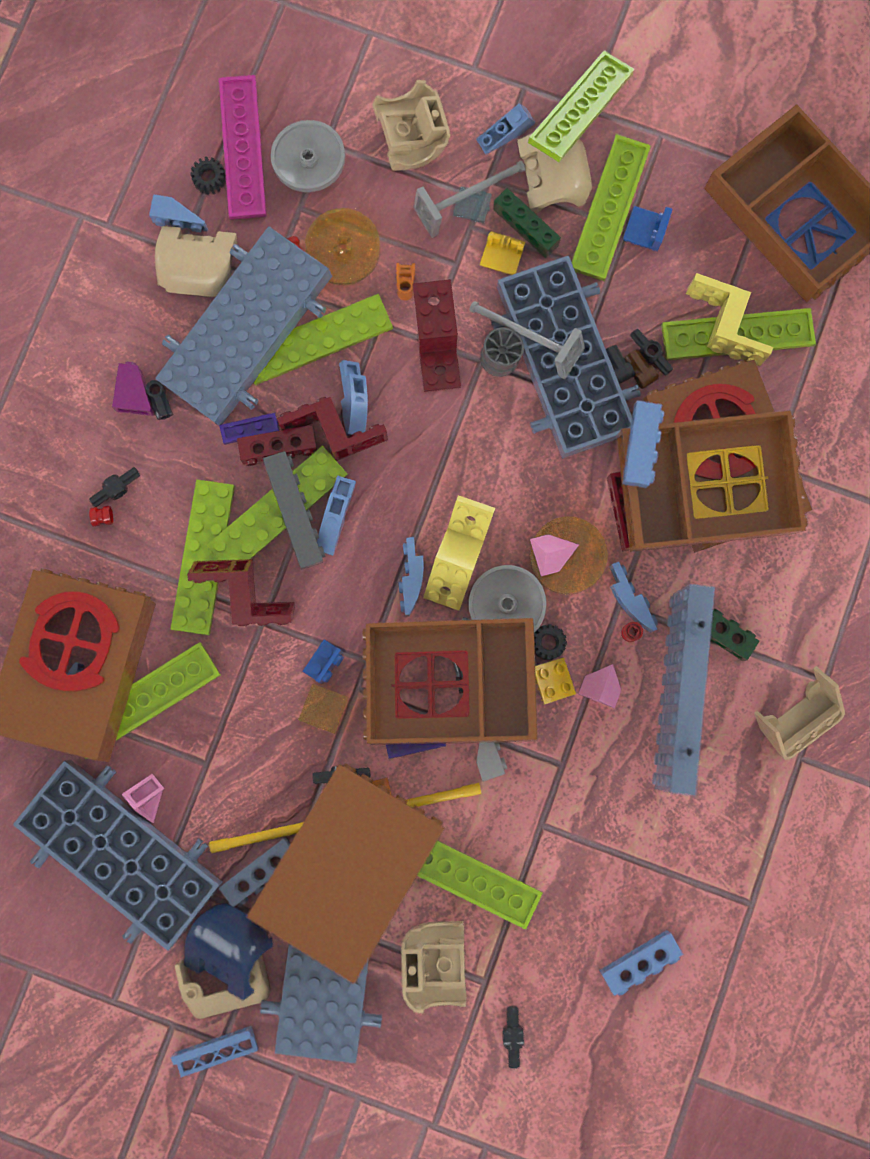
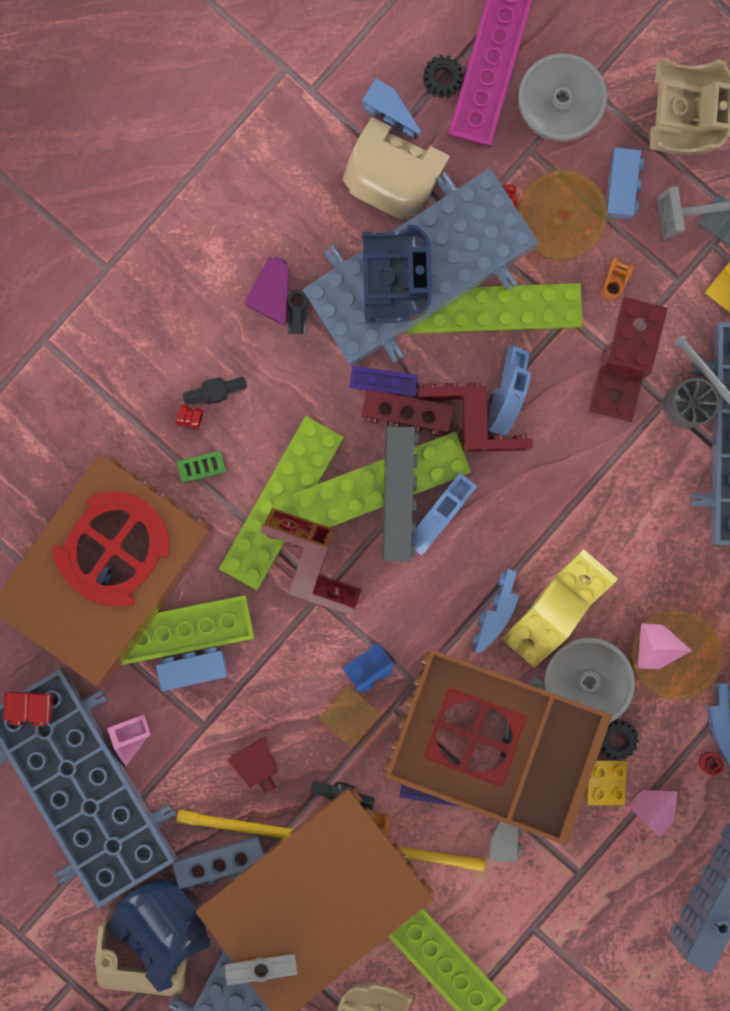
camera: 30 degrees right, 5 degrees up
(46, 802) = (28, 707): none -> red brick
(122, 547) = (183, 472): none -> bright green slope
(177, 720) = (192, 669): none -> medium blue brick
(224, 335) = (396, 275): none -> dark blue piece
(260, 778) = (256, 764): none -> dark red torso
(306, 950) = (245, 970): none -> light grey piece
(382, 204) = (624, 183): none -> medium blue brick

